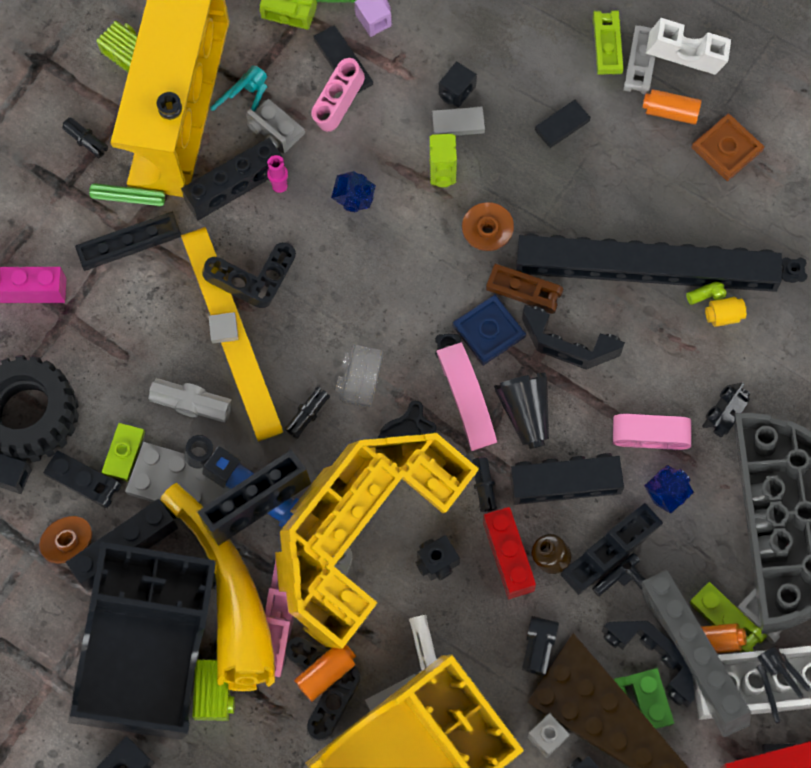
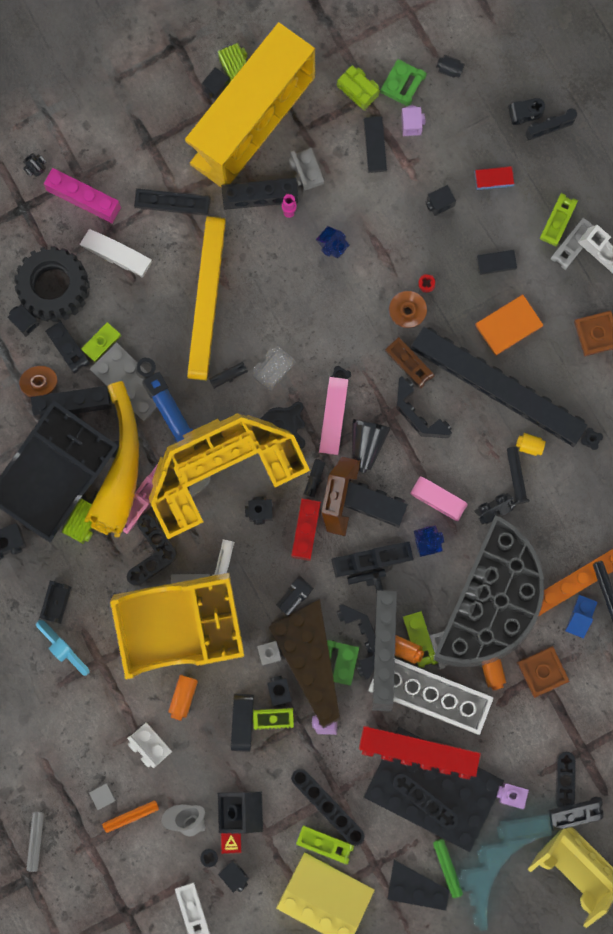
camera: 25 degrees right, 10 degrees up
(84, 137) = (178, 115): black axle -> none
(87, 332) = (116, 252): none -> white slope
(111, 80) = (215, 84): none -> black brick
(127, 194) = (187, 169): bright green axle -> none
(162, 109) = (229, 128): black bush -> none
(190, 400) = (158, 330): light grey piece -> none
(223, 327) = (201, 294): light grey tile -> none
(251, 81) = (307, 129): teal plant -> none
(253, 284) = (235, 274): black beam -> none
(254, 497) = (163, 417): black brick -> none
(325, 671) = (154, 546): orange brick -> none
(338, 83) = (354, 177): bright pink beam -> none
(442, 159) = (401, 250): lime brick -> none
(459, 121) = (428, 226): light grey tile -> none
(489, 329) = (372, 378): dark blue tile -> none
(497, 193) = (432, 284): none -> red bush
(505, 32) = (494, 178): none -> red tile
(525, 487) = (336, 494): none -> reddish brown slope
(551, 554) = (331, 544): dark brown head -> none
(618, 187) = (509, 325): none -> orange tile
(672, 106) = (575, 287): orange brick -> none
(713, 290) = (531, 426): lime arm -> none
(730, 357) = (517, 475): none -> black axle
(775, 662) = (428, 683): black plant -> none

